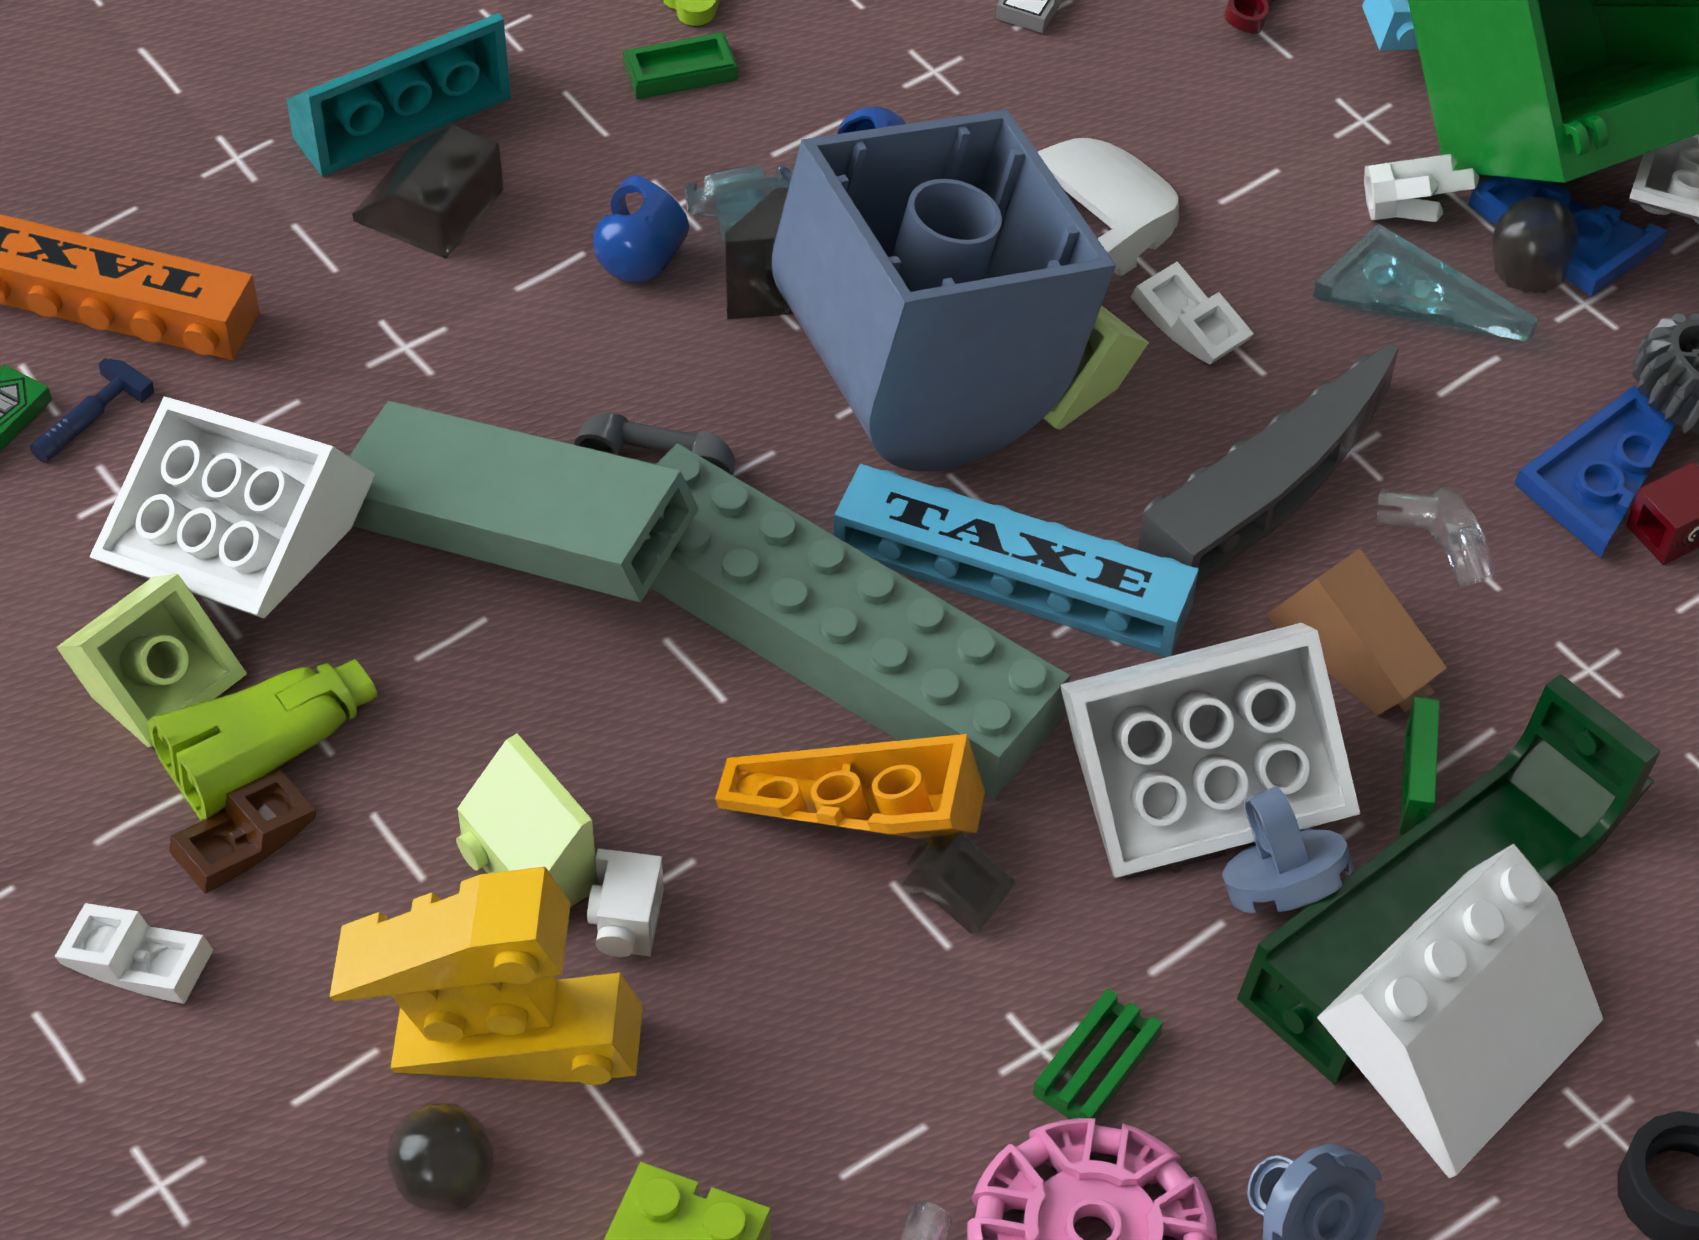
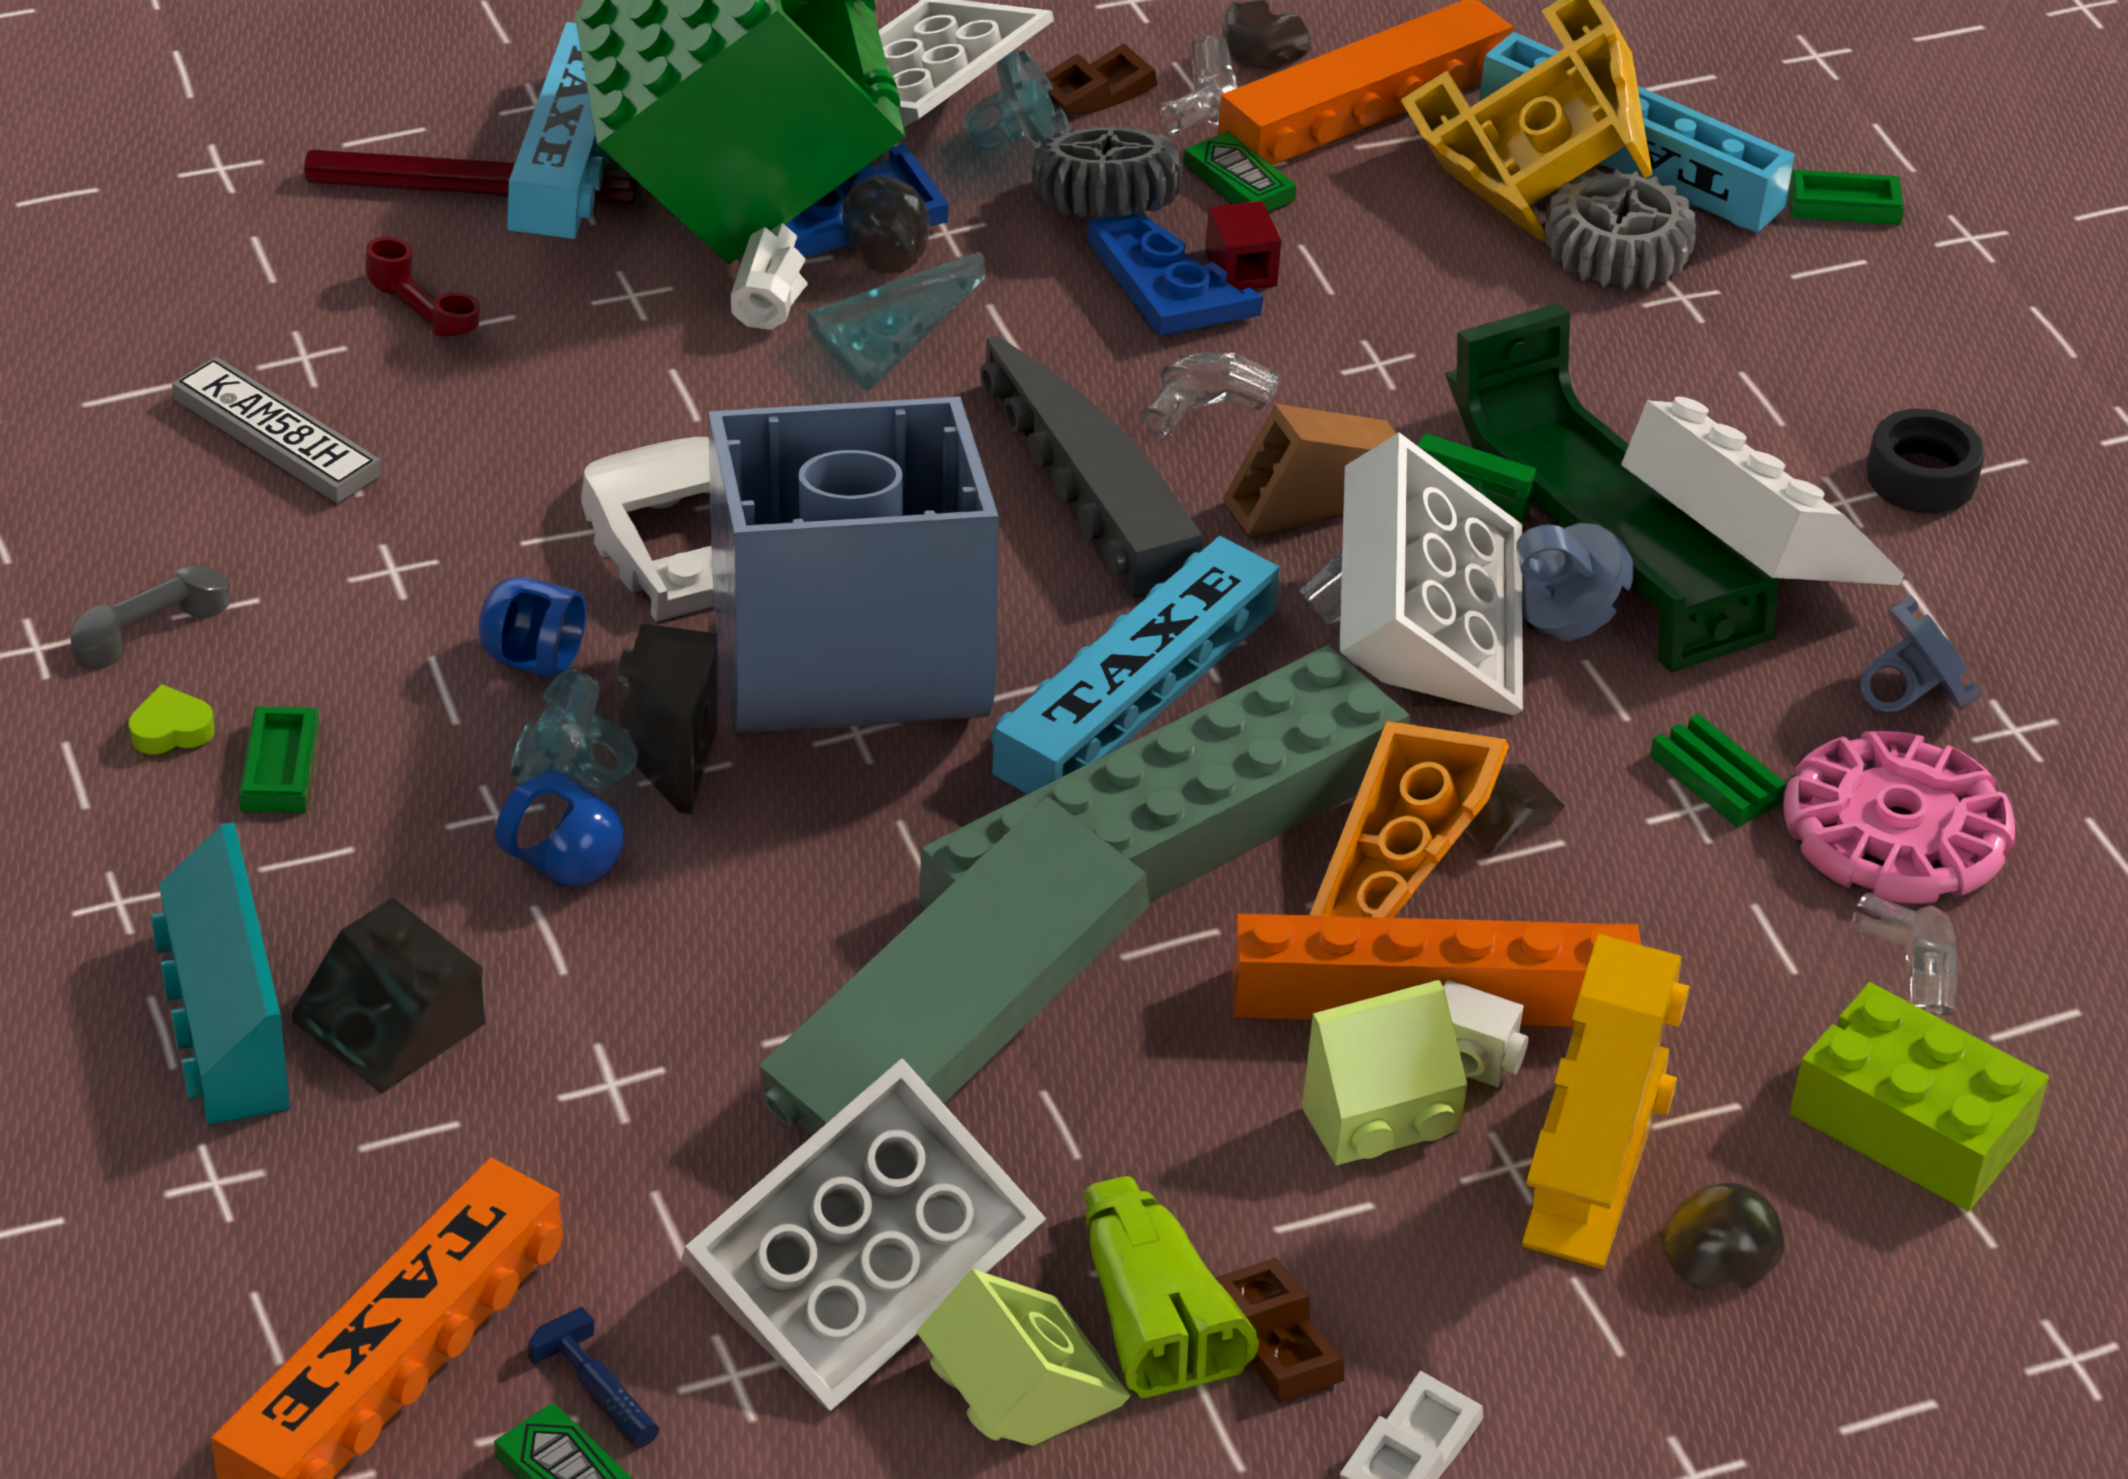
camera: 75 degrees left, 10 degrees down
(614, 430) = (847, 928): dark grey bar -> none
(698, 864) = (1323, 962): none -> orange brick

